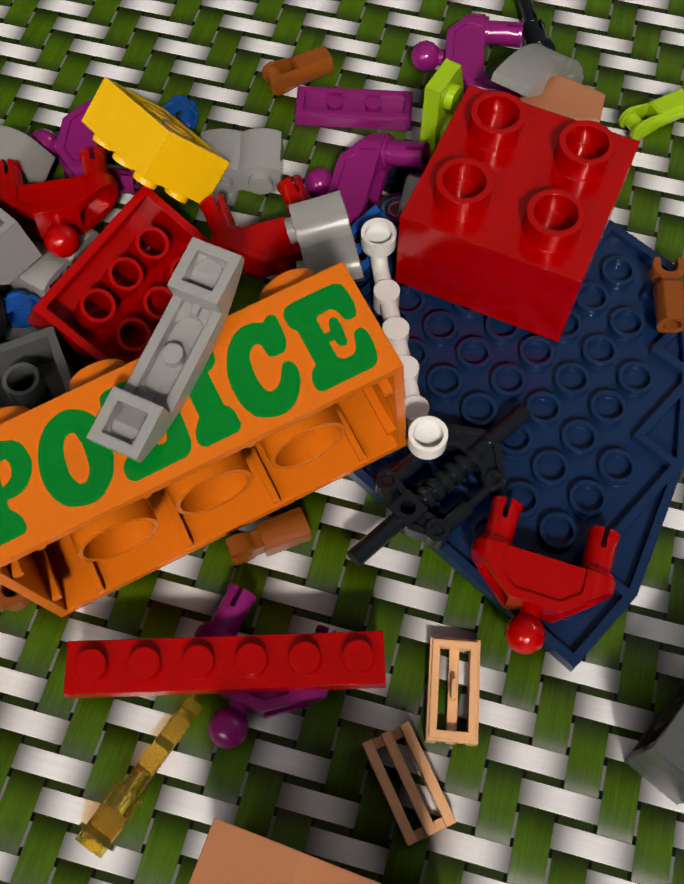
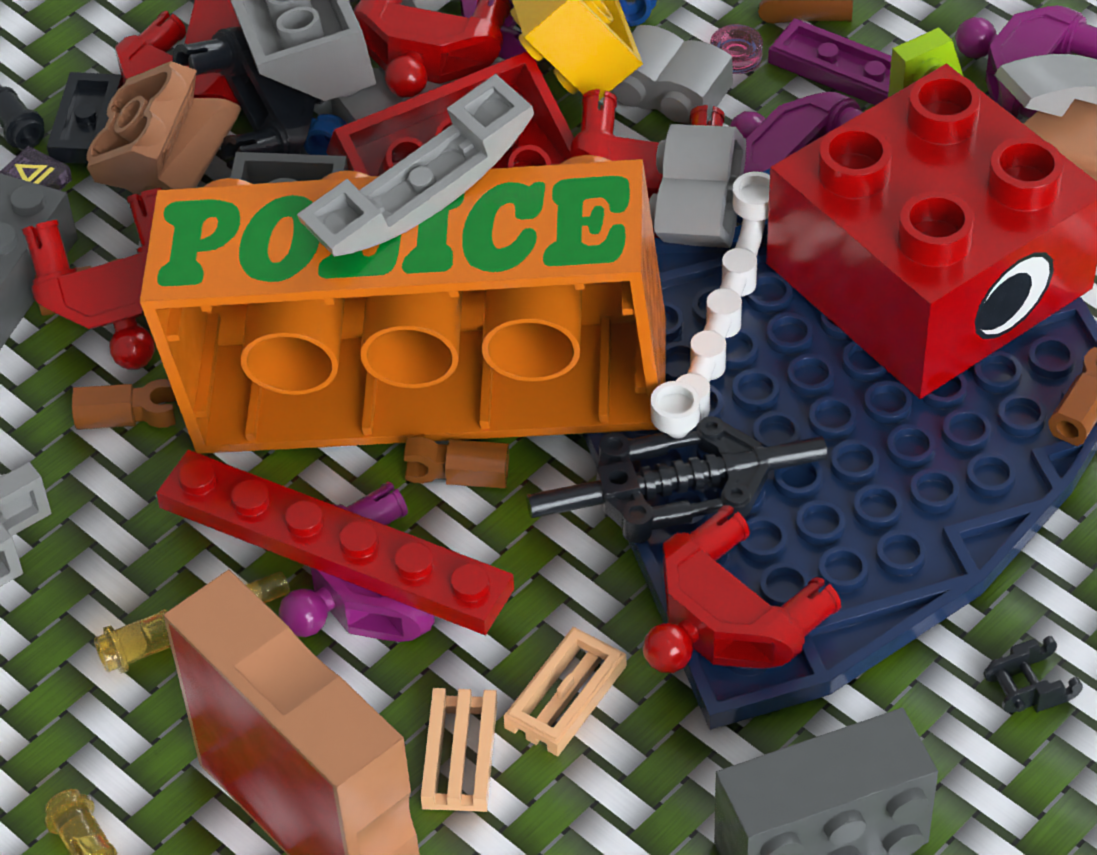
camera: 30 degrees right, 15 degrees down
(272, 117) = (742, 44): none -> clear pink tile

